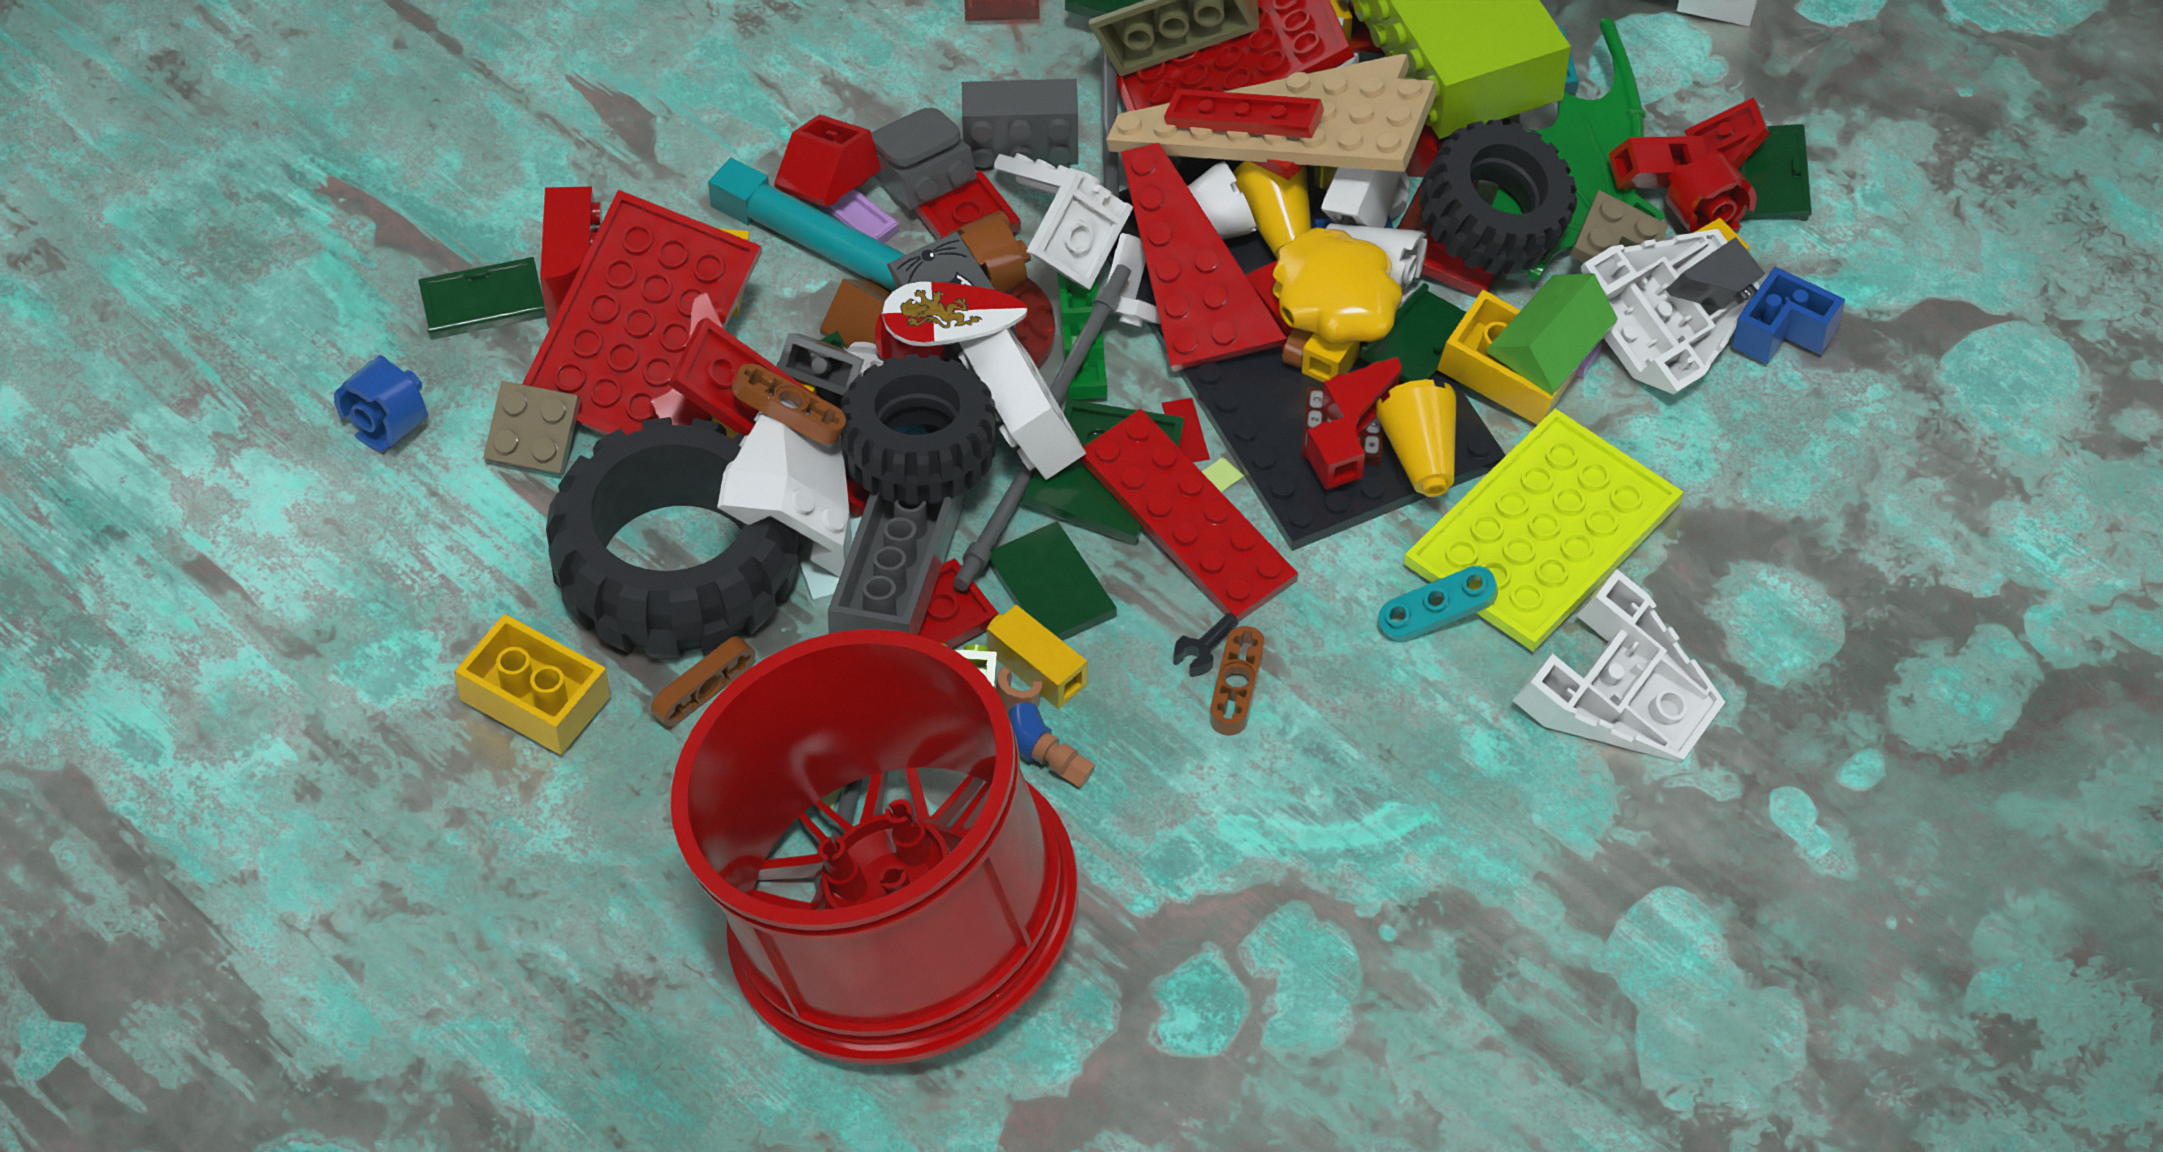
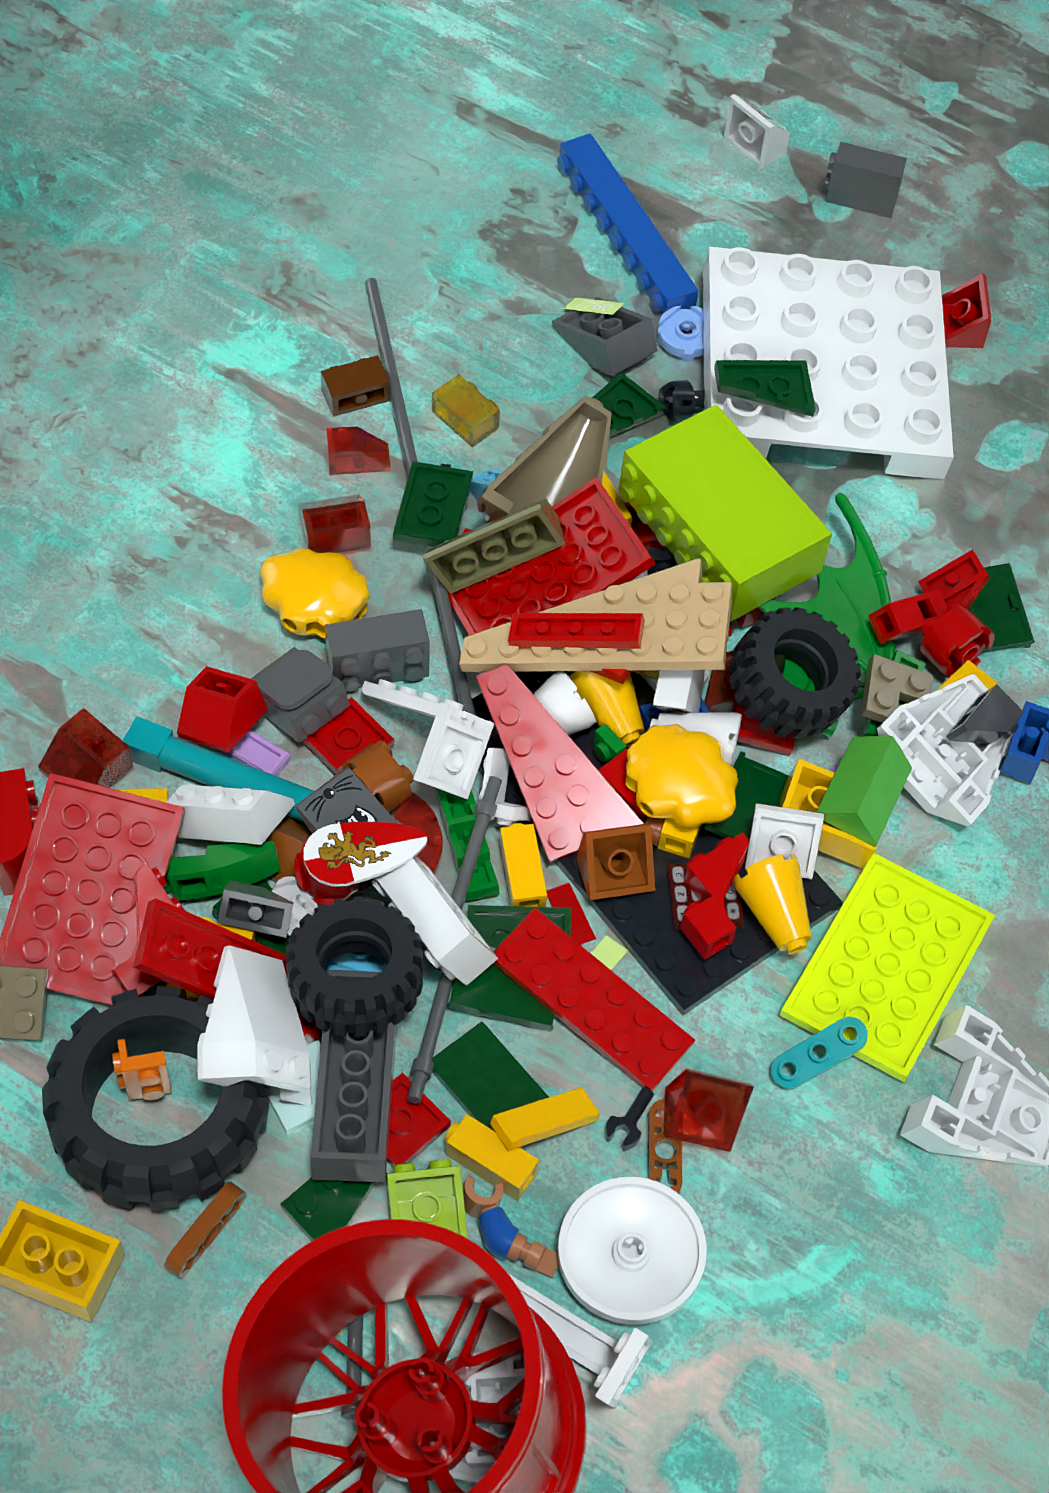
camera: 15 degrees left, 5 degrees up
(663, 512) = (141, 1075): none -> orange bracket
(672, 181) = (87, 752): none -> clear red slope
(767, 326) = (210, 873): none -> green slope
(809, 425) = (221, 950): dark orange beam -> none
(813, 263) = (229, 813): none -> white slope
(957, 47) = (313, 590): none -> yellow piece
(1104, 623) = (544, 1118): none -> yellow tile
(1117, 867) = (592, 1348): none -> white bracket
(1139, 366) = (522, 866): none -> yellow brick
(1172, 766) = (632, 1250): none -> white dish
(1247, 372) = (617, 861): none -> dark orange slope
(1263, 249) = (607, 744): none -> green plate
(1290, 637) = (705, 1109): none -> clear red slope
(1455, 362) = (786, 833): none -> white plate

